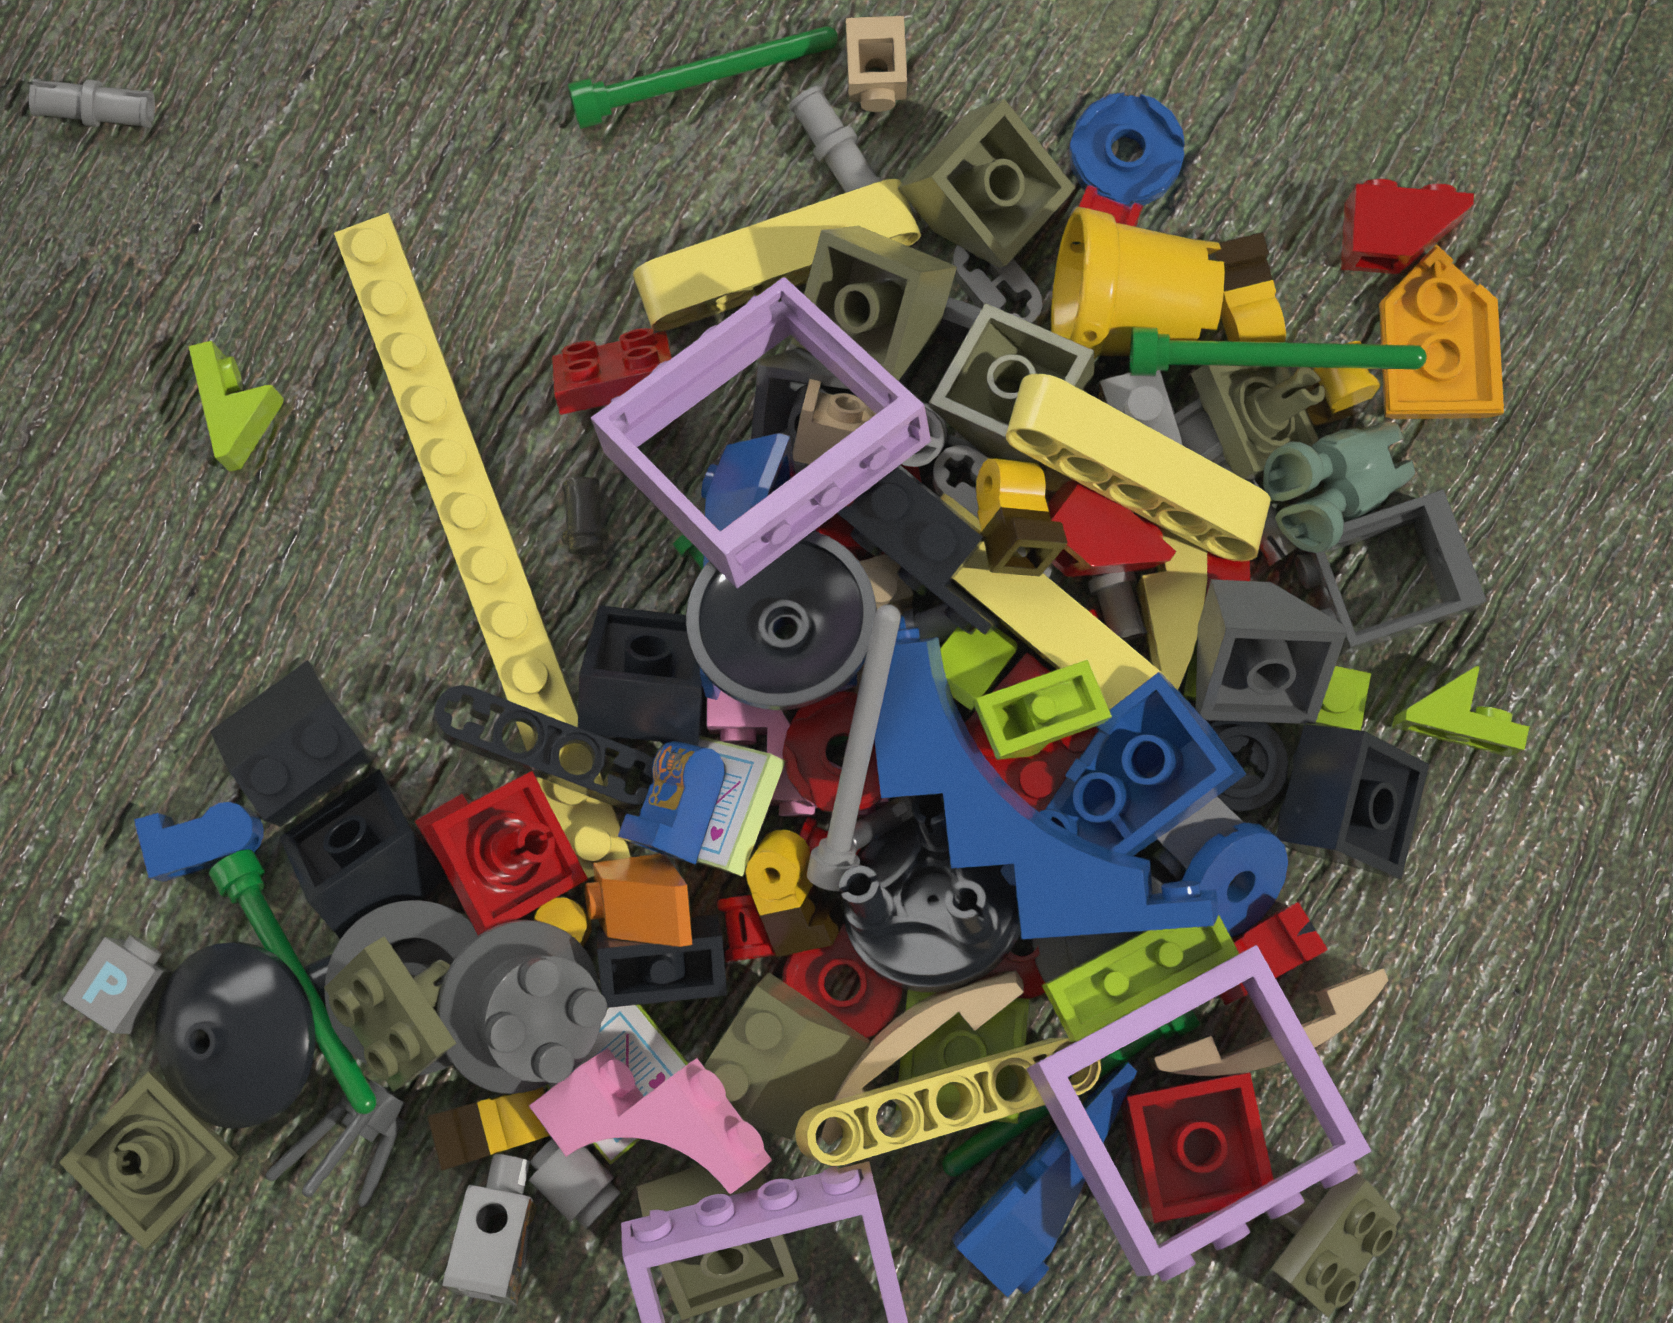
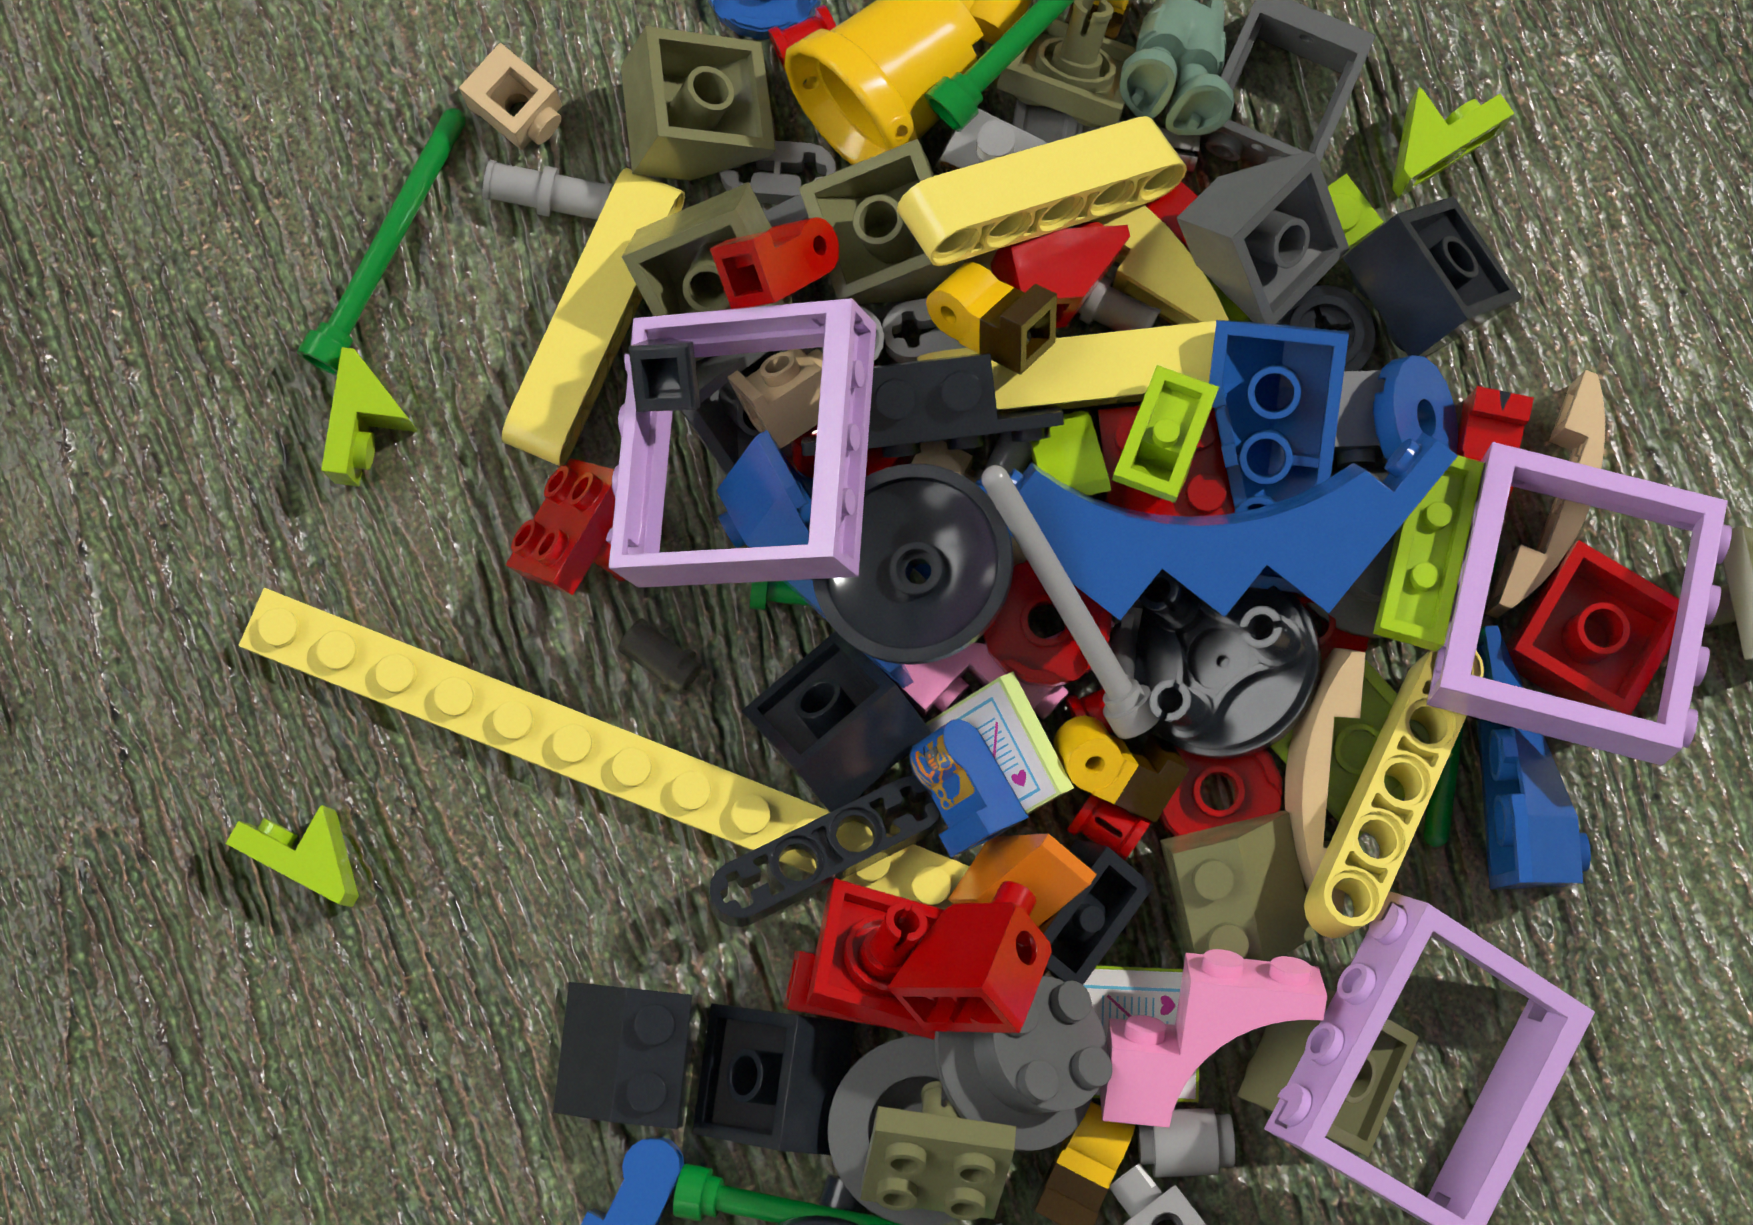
camera: 45 degrees left, 0 degrees up
(549, 918) = (976, 966): none -> red torso
(569, 155) = (356, 405): none -> lime slope
(757, 331) = (664, 375): none -> black slope
(921, 341) = (775, 262): none -> red leg

